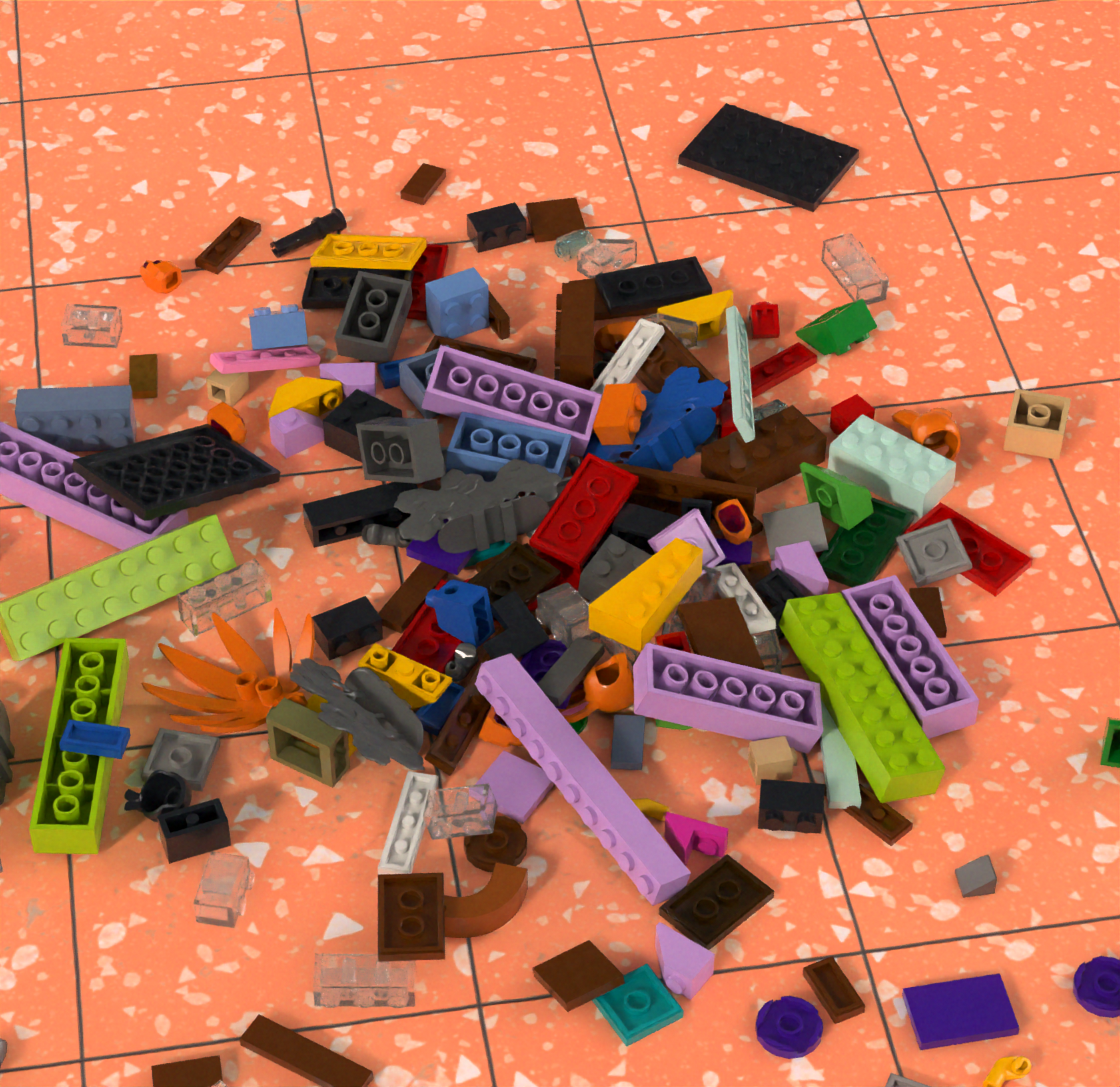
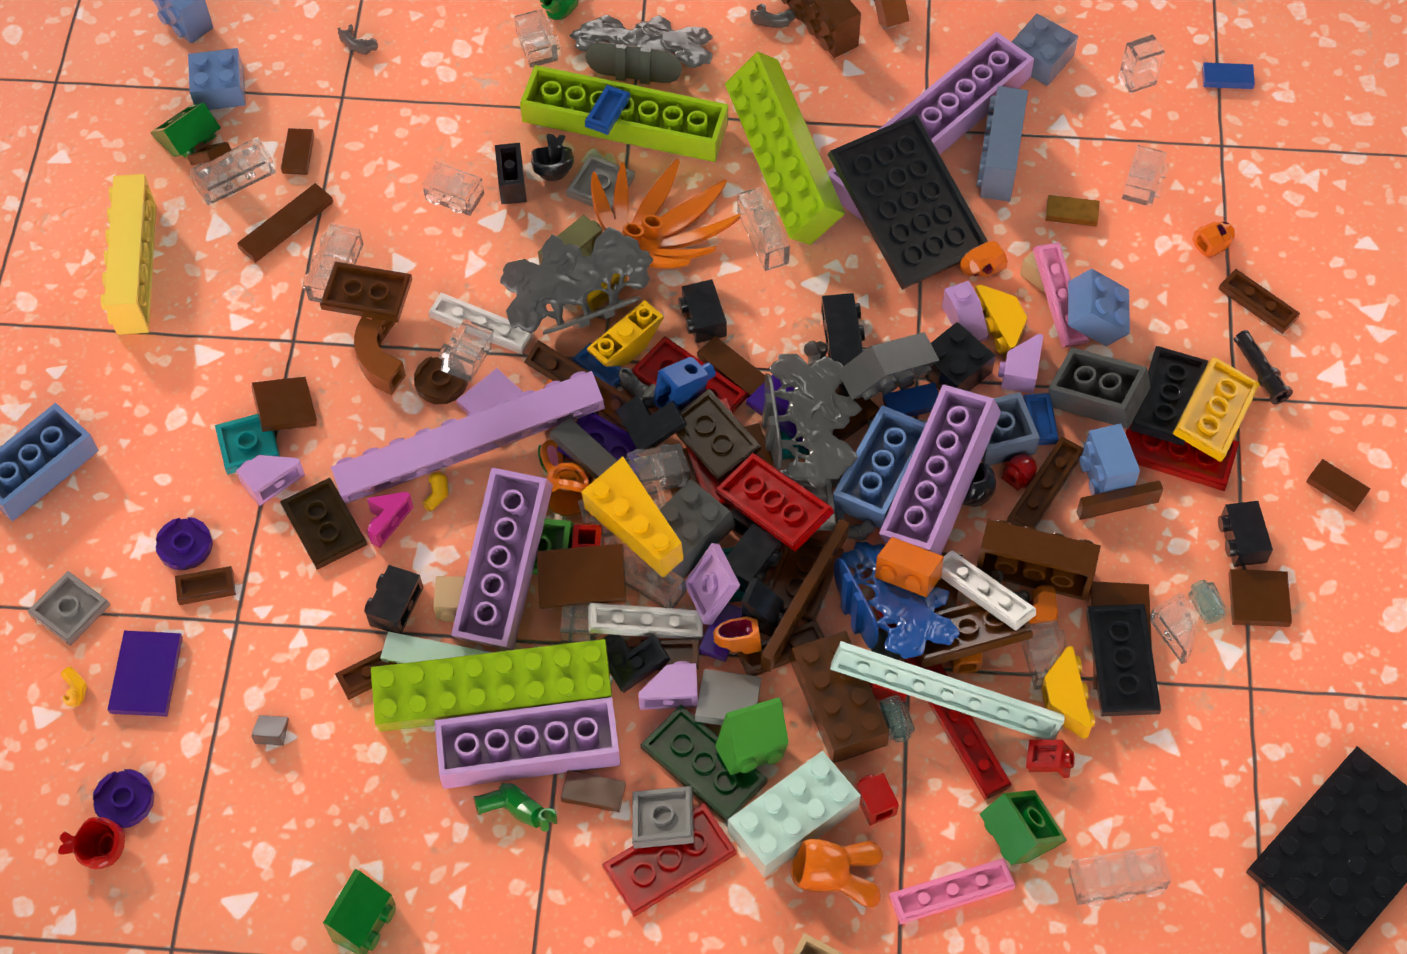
camera: 105 degrees right, 15 degrees up
(911, 368) = (952, 891): none -> bright pink tile
(970, 652) = (517, 804): none -> green arm

